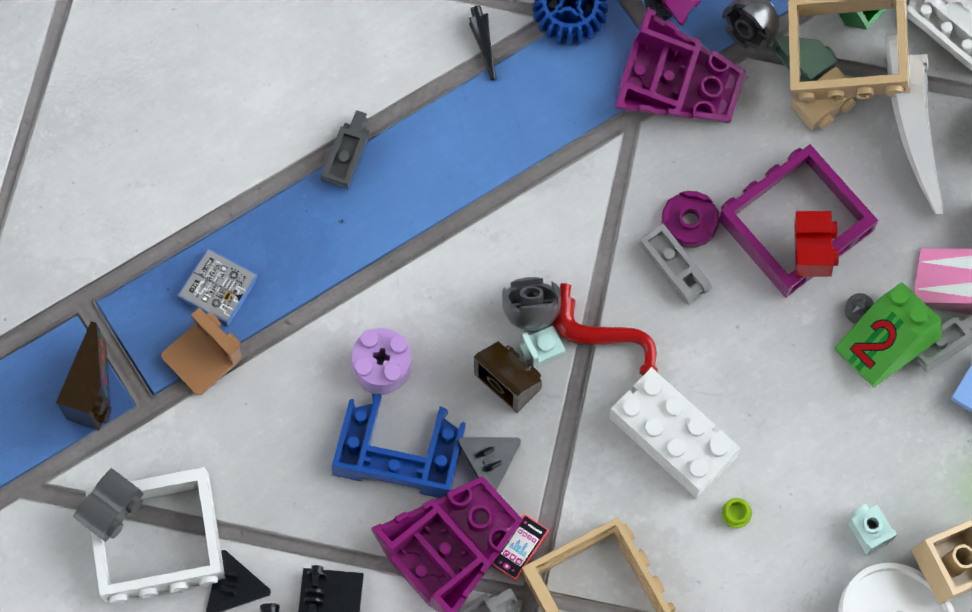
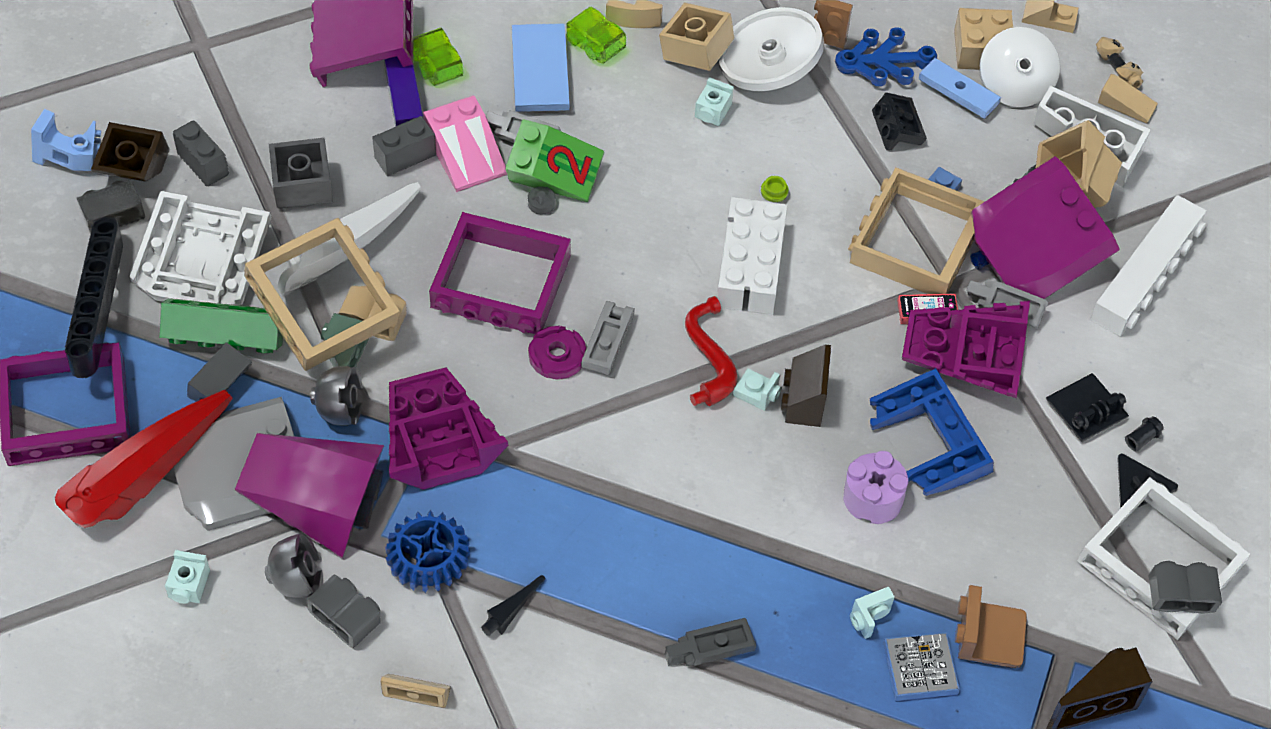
camera: 130 degrees left, 15 degrees down
(285, 285) = (871, 606): none -> light aqua bracket
(489, 456) = (879, 369): piece -> none
(531, 303) = (733, 404): flat silver cylinder -> none
(814, 243) = (524, 233): red brick -> none

